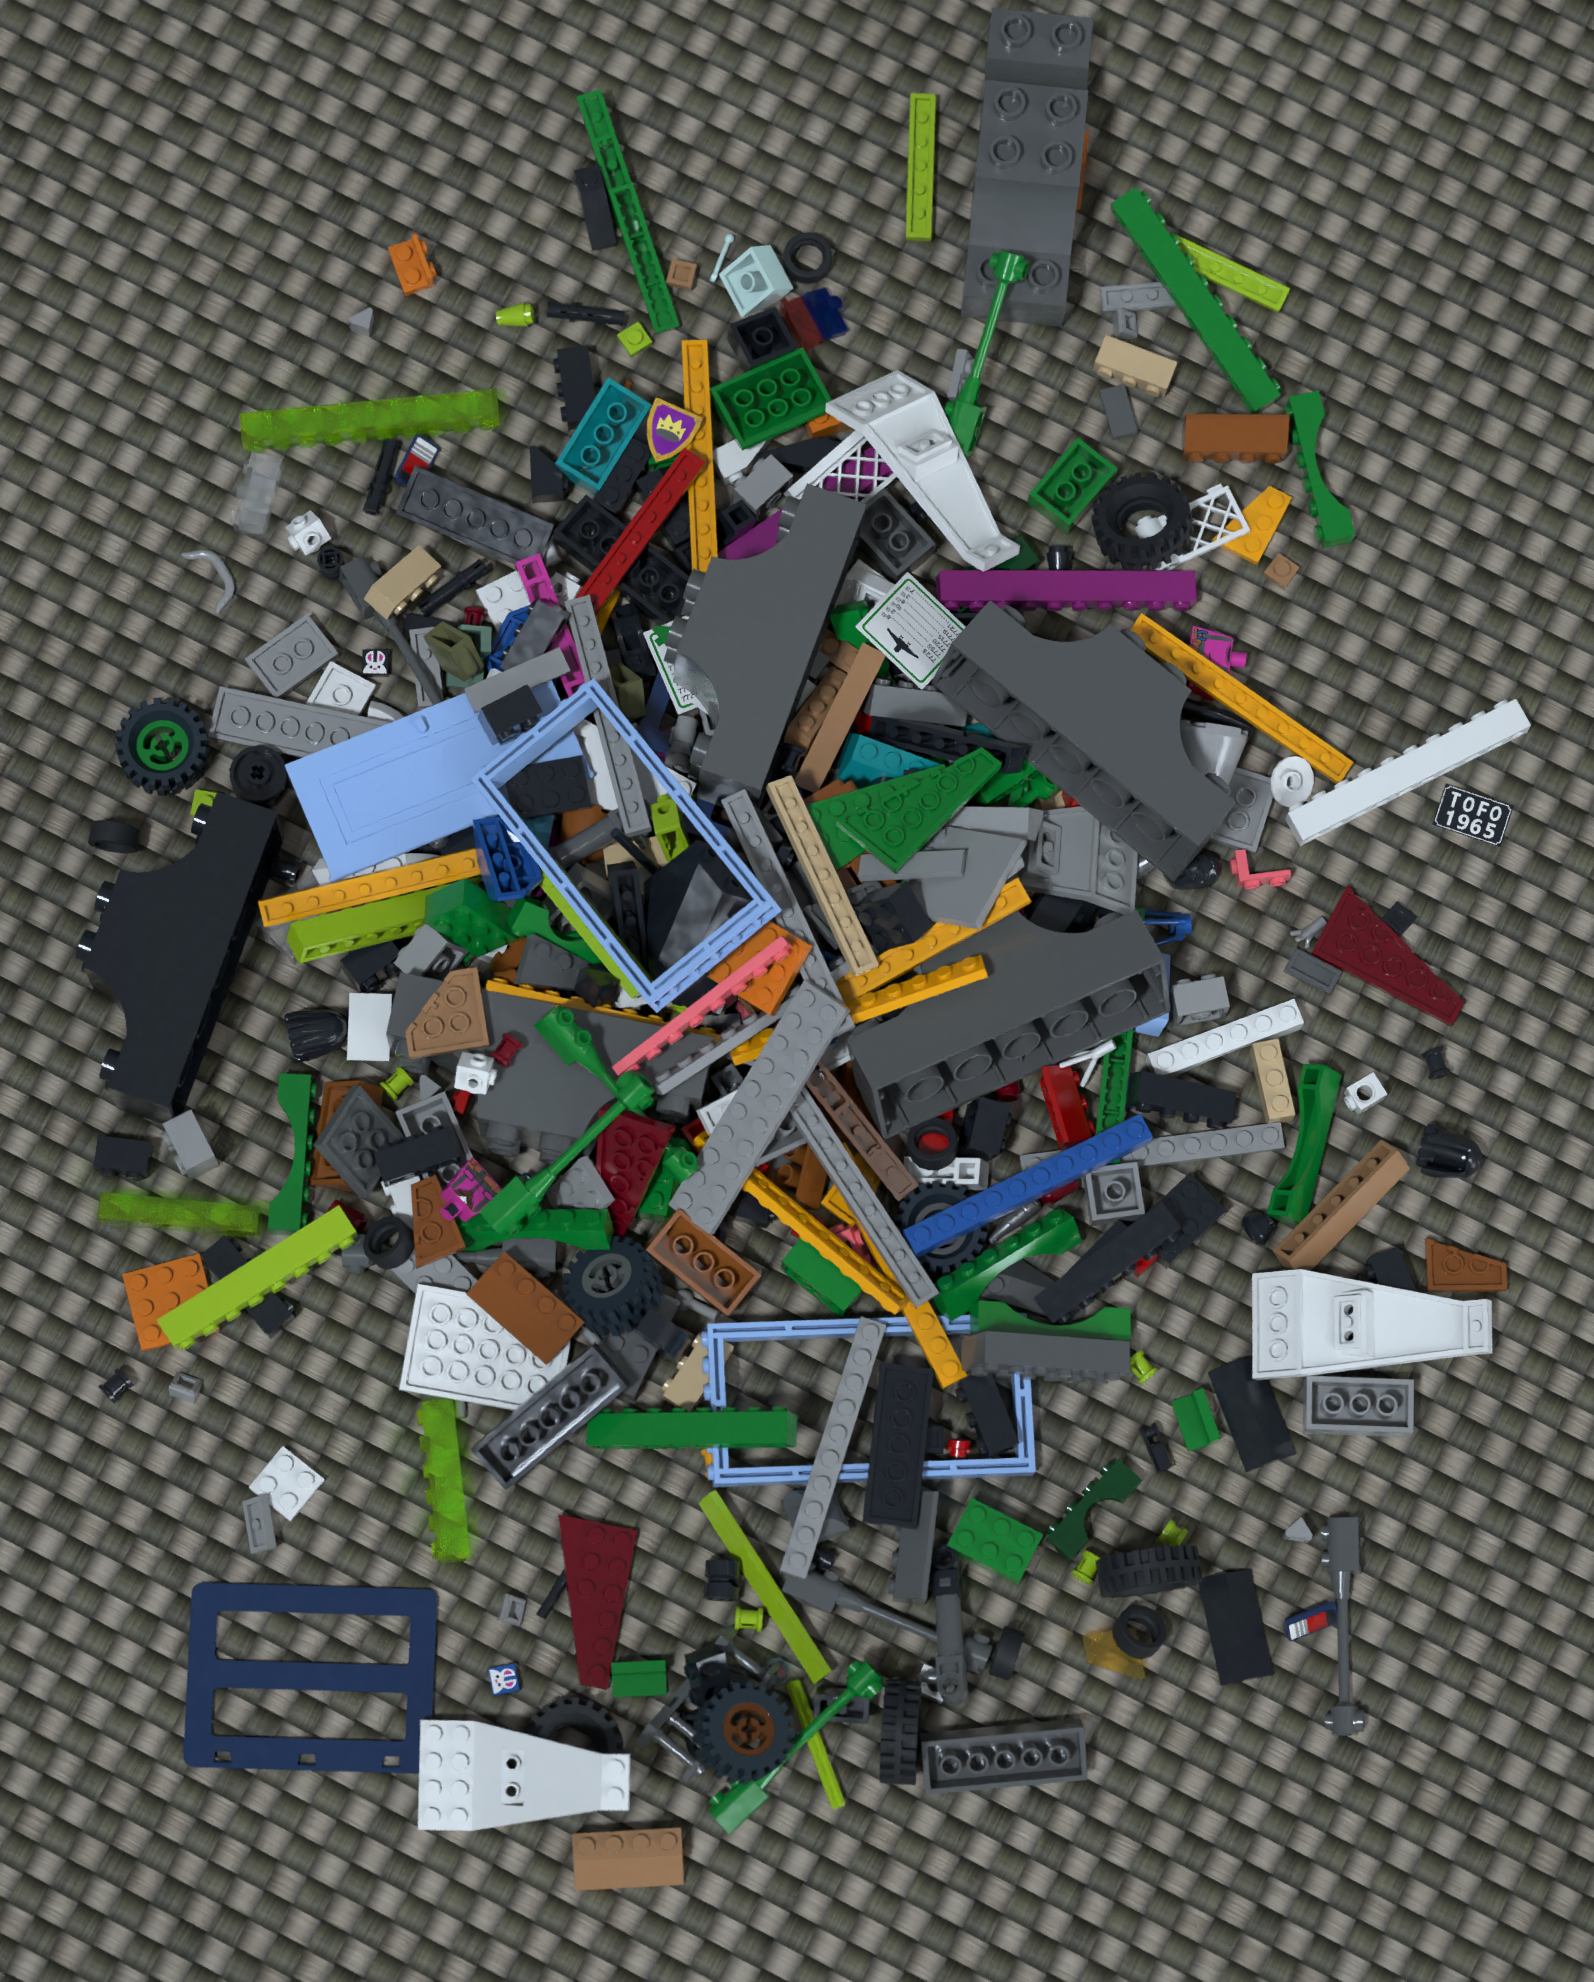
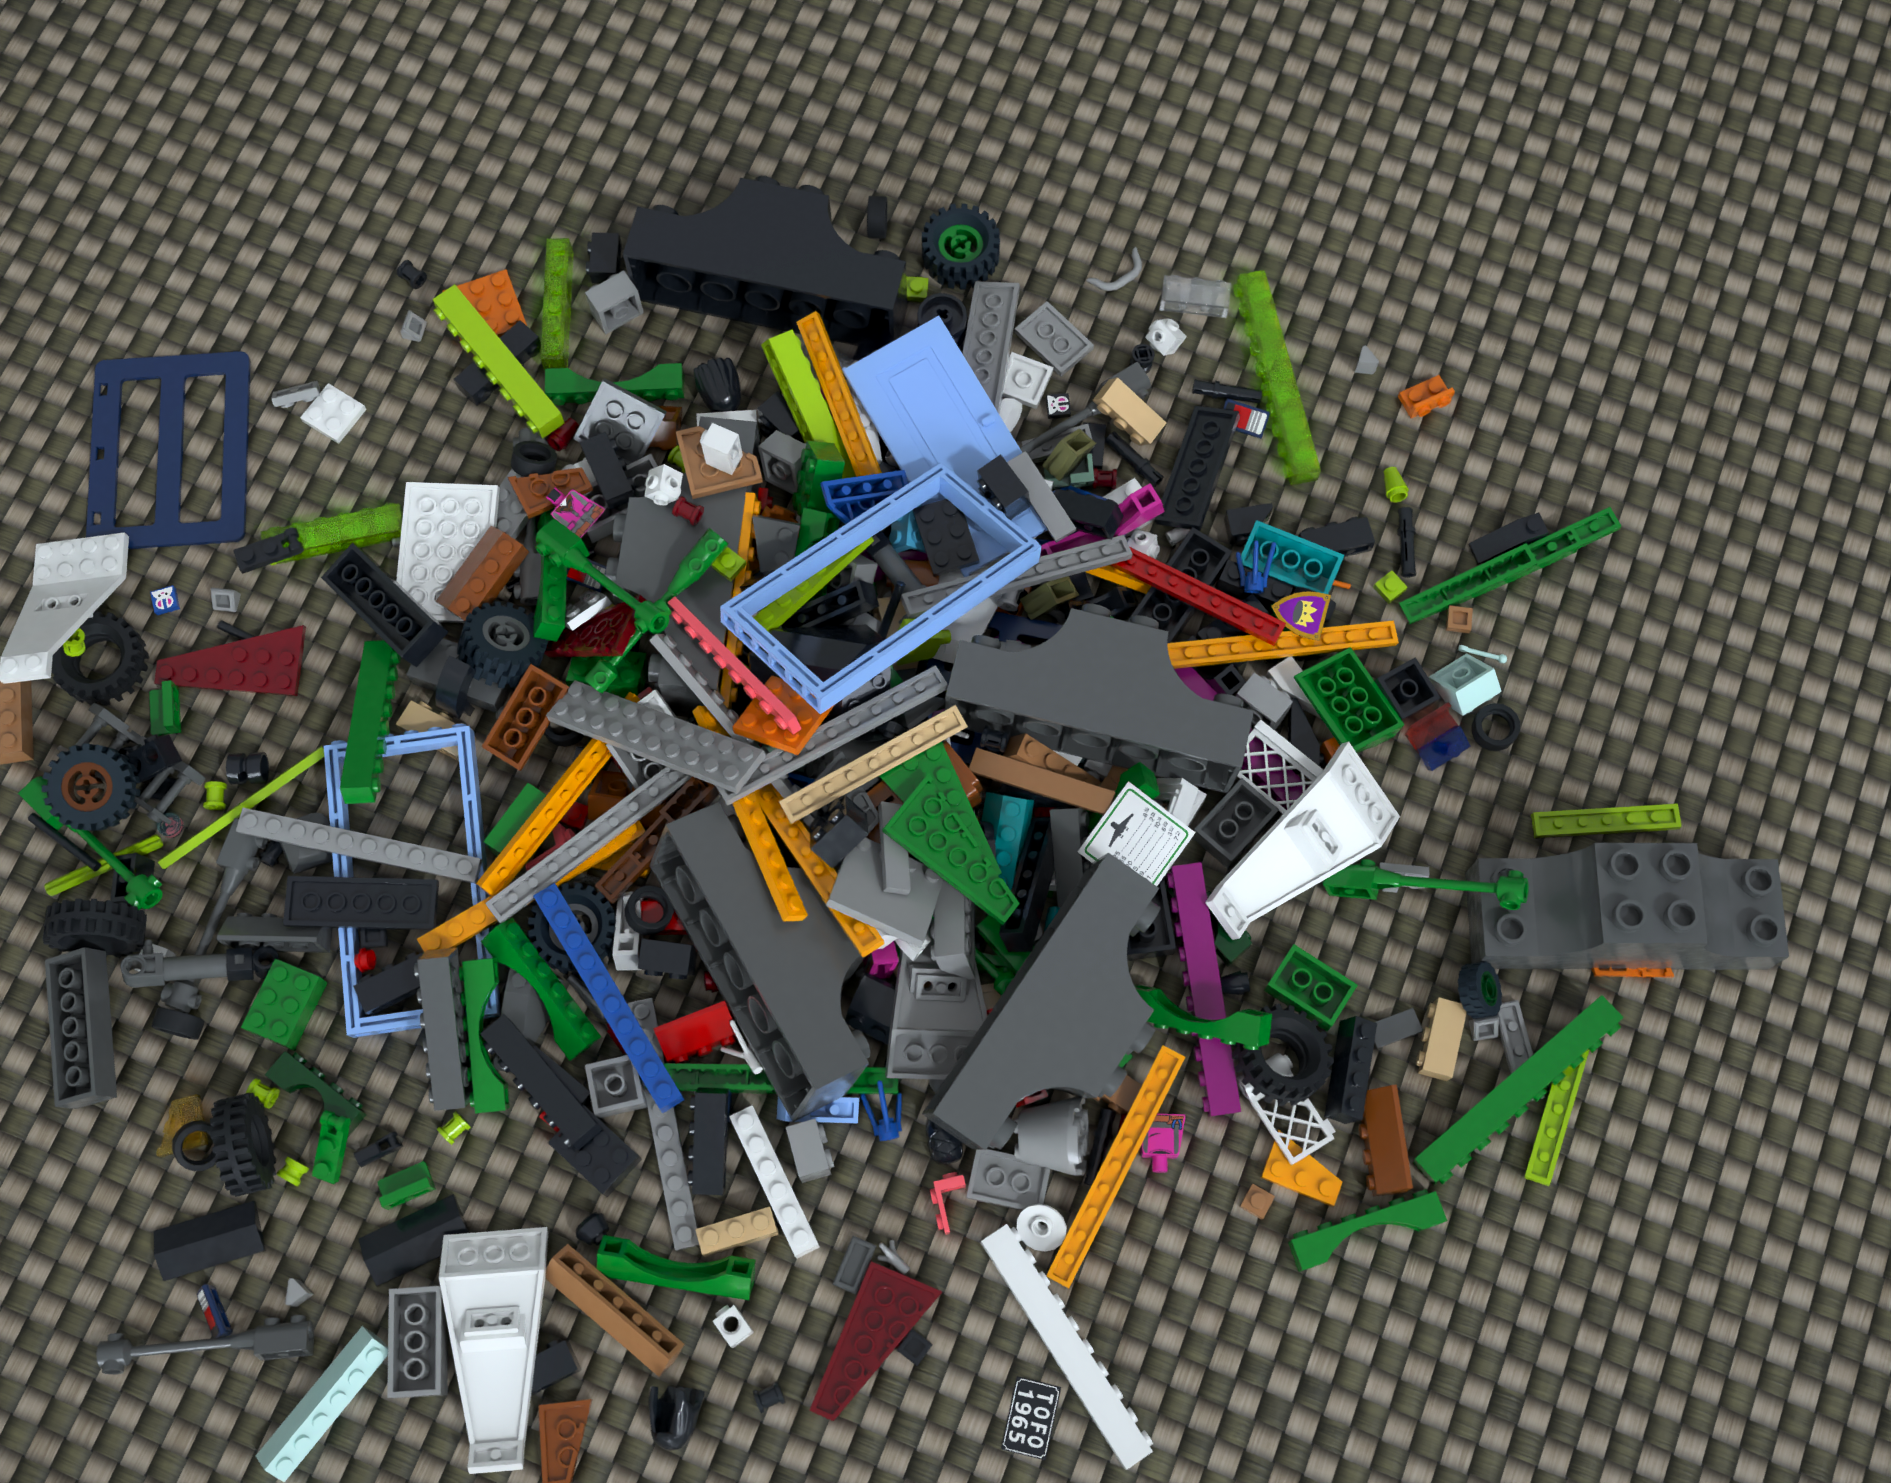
camera: 90 degrees right, 5 degrees down
(448, 1000) = (721, 448): none -> white brick
(466, 1550) = (268, 551): none -> black plate
(578, 1009) = (729, 564): none -> lime plate
(627, 473) = (1253, 581): none -> blue plant
(786, 1786) = (64, 842): none -> black bar
(1091, 320) = (1479, 990): none -> black wheel
(1122, 547) = (1244, 1027): none -> green arch
(1148, 454) = (1350, 1070): none -> black brick
(1154, 1491) = (331, 1147): none -> green plate
(1411, 1503) = (322, 1404): none -> light aqua brick

